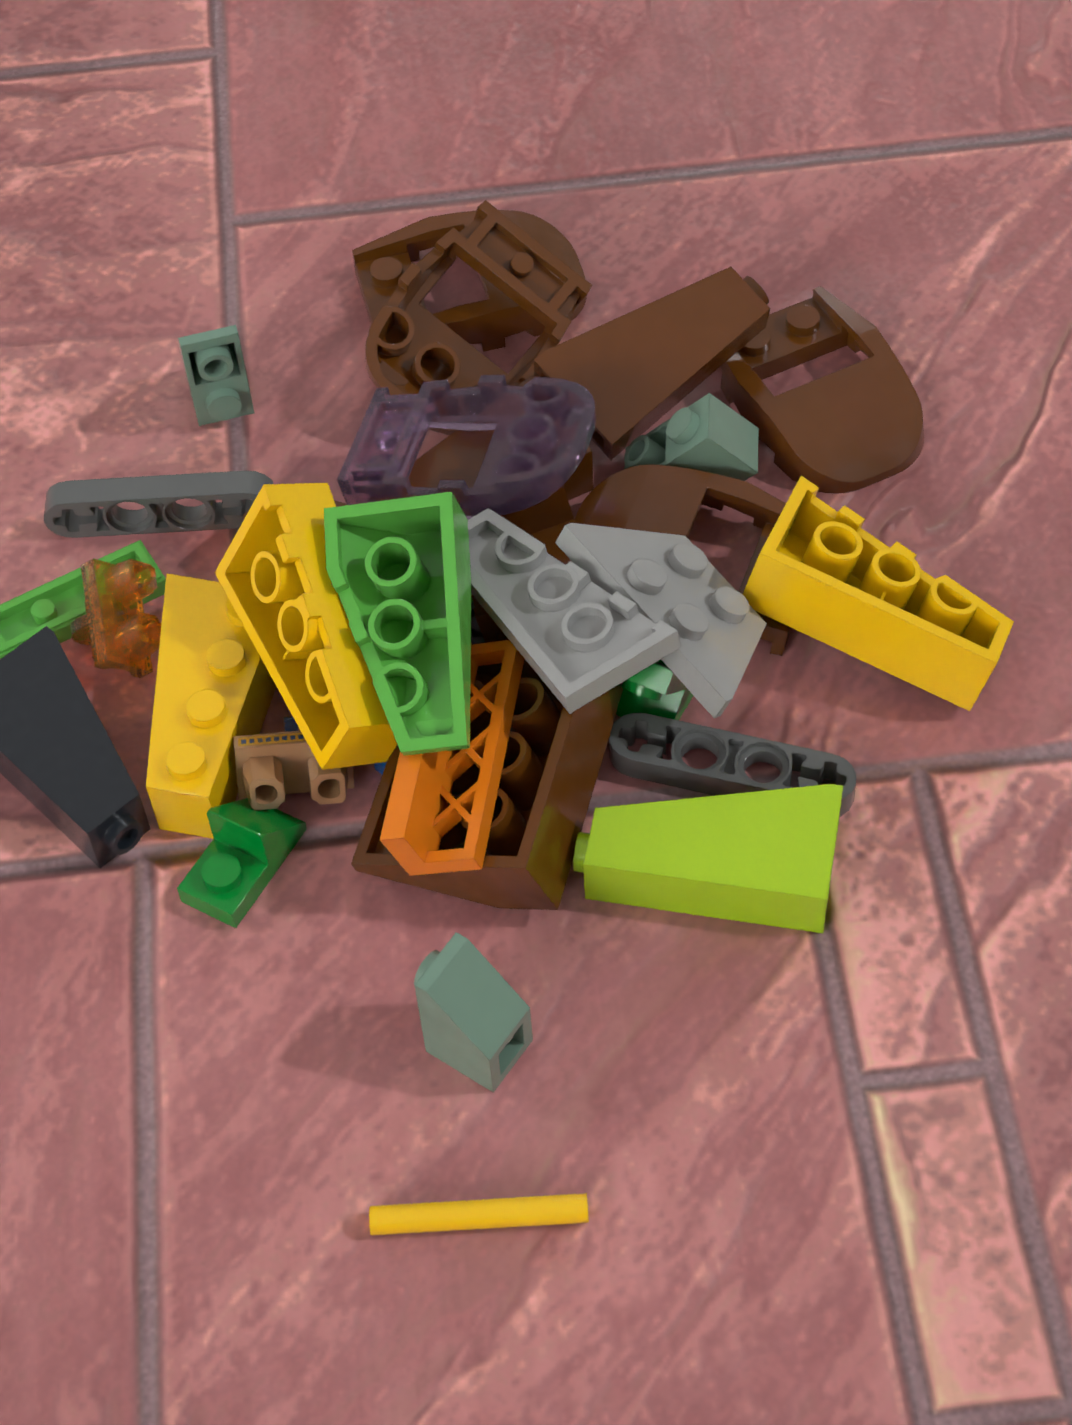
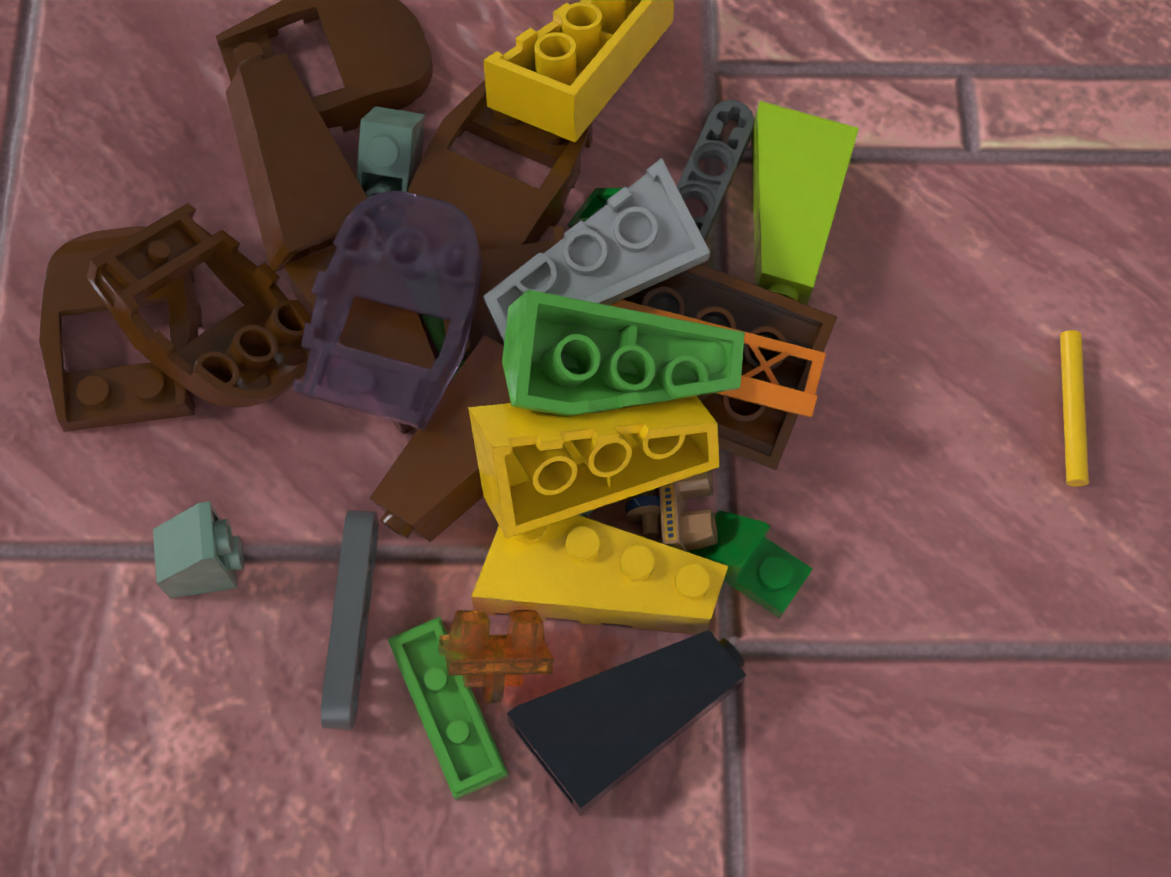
camera: 90 degrees left, 15 degrees up
(471, 1013) = (933, 387): sand green slope -> none
(681, 587) = (580, 174): light grey wing -> none

